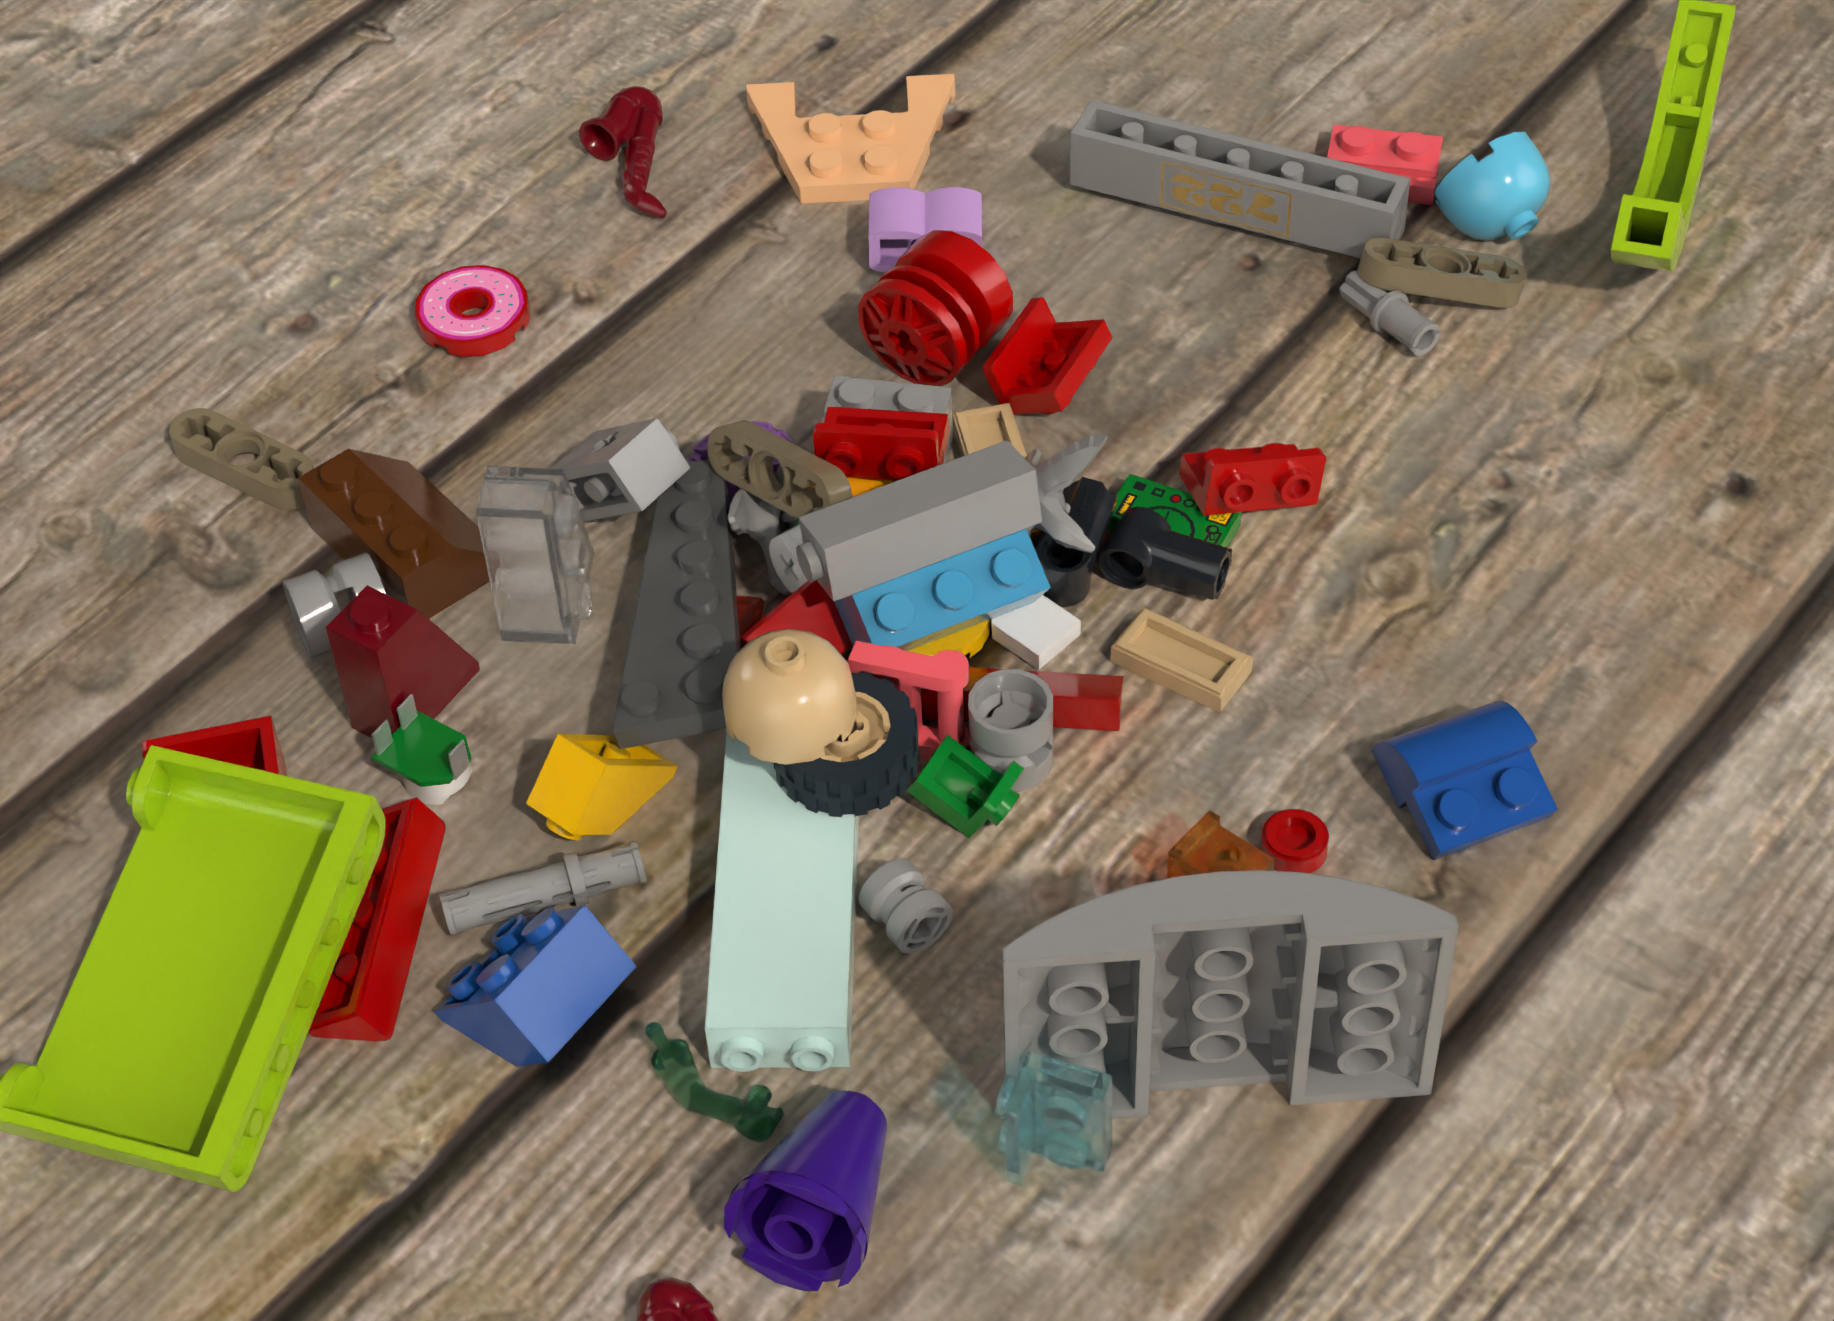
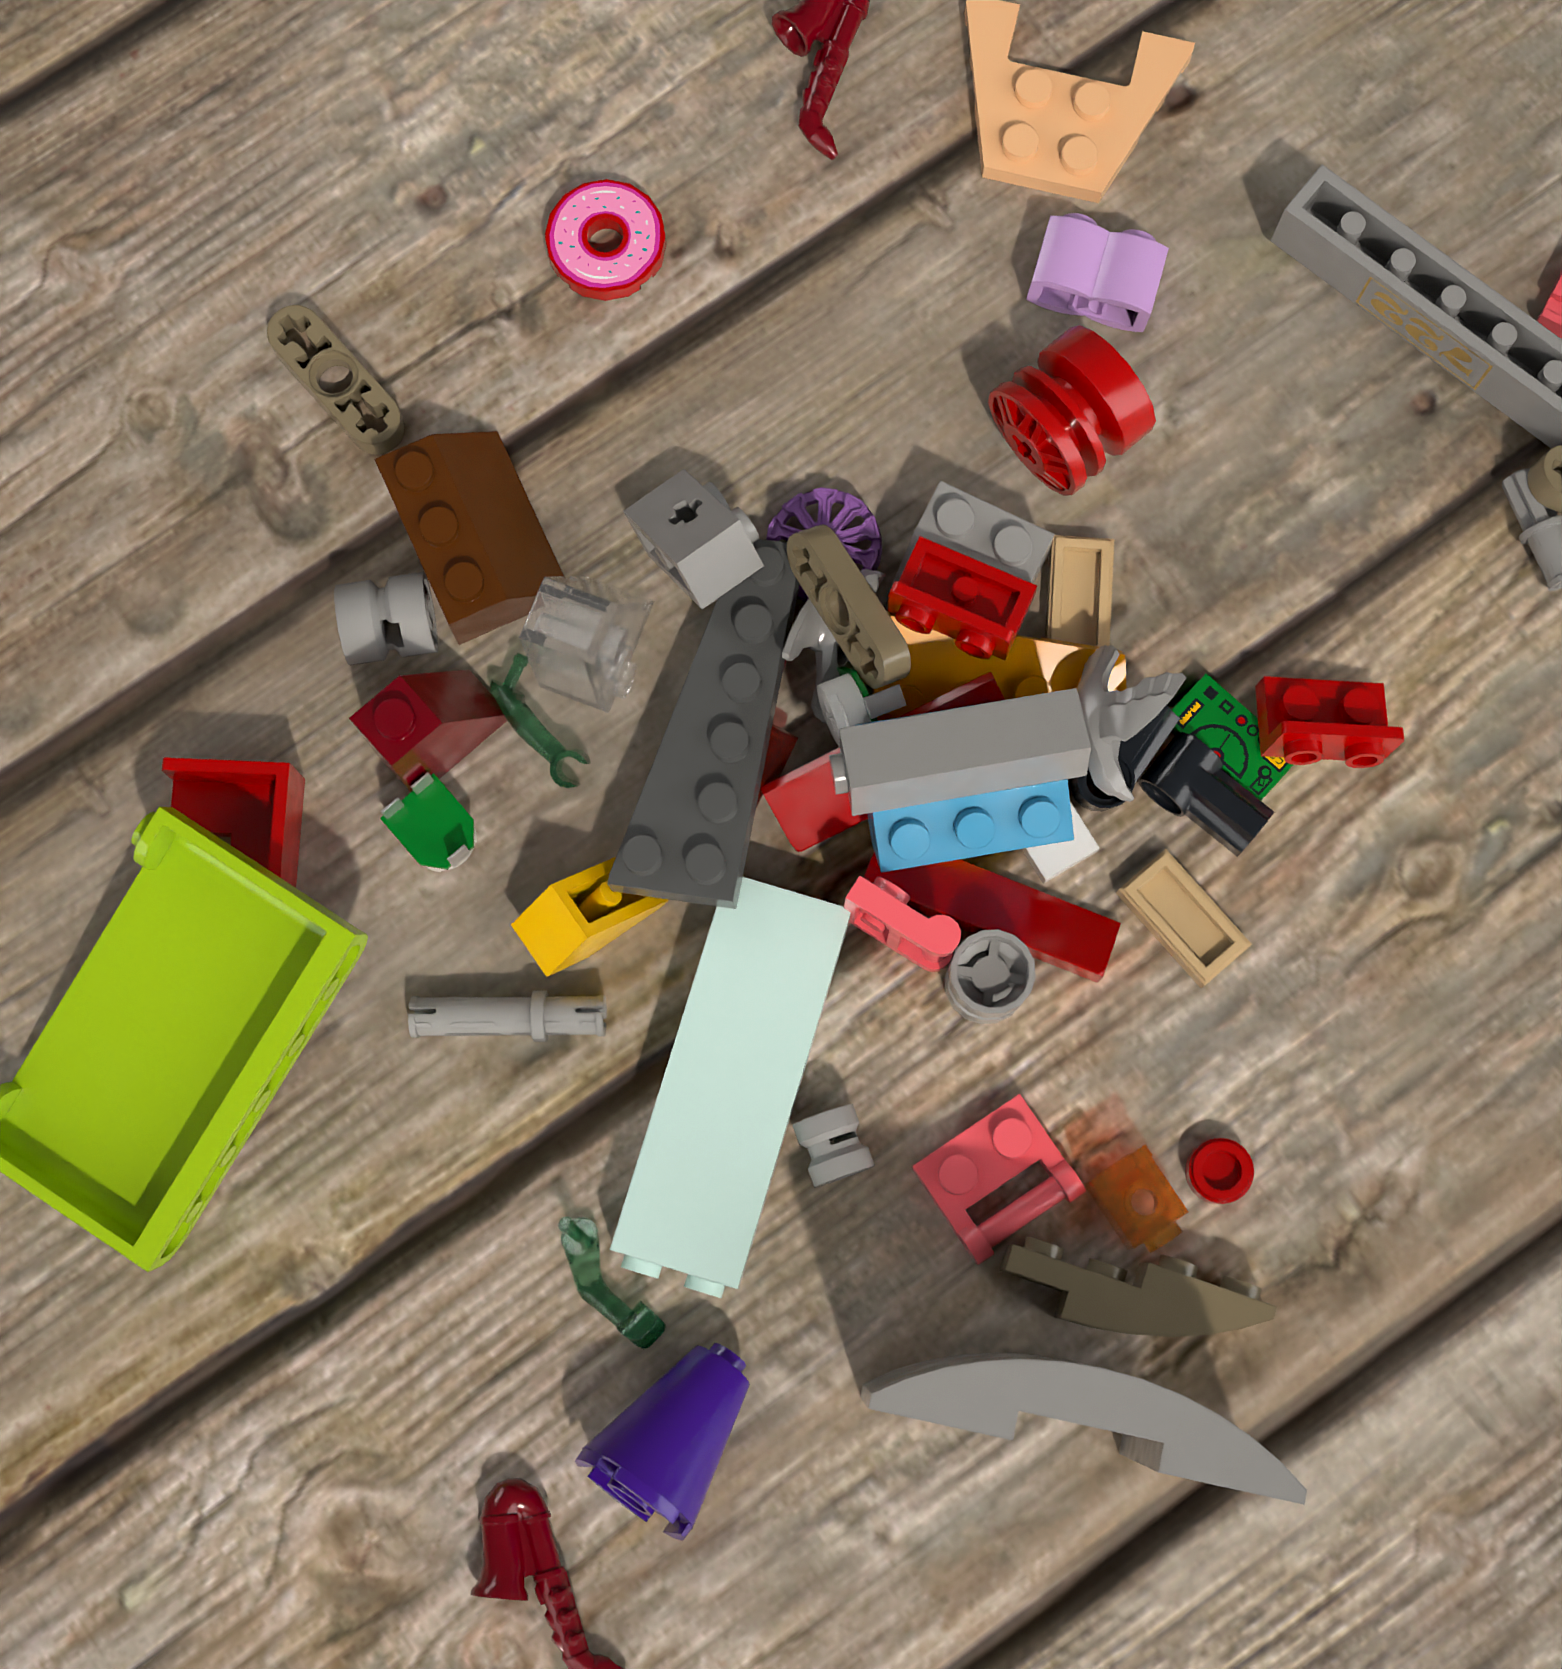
camera: 15 degrees right, 30 degrees up
(380, 945) = (336, 1055): red slope -> none
(511, 660) = (529, 727): none -> clear green piece
(536, 984) = (472, 1133): slope -> none
(788, 696) = (774, 936): tan cylinder -> none
(867, 767) = (820, 974): black wheel -> none
(965, 787) = (929, 1024): green bracket -> none
(1044, 361) = (1167, 498): red bracket -> none
(1055, 1113) = (905, 1448): clear light blue bracket -> none
(1065, 876) = (986, 1159): none -> coral plate
(1467, 777) = (1406, 1155): blue brick -> none

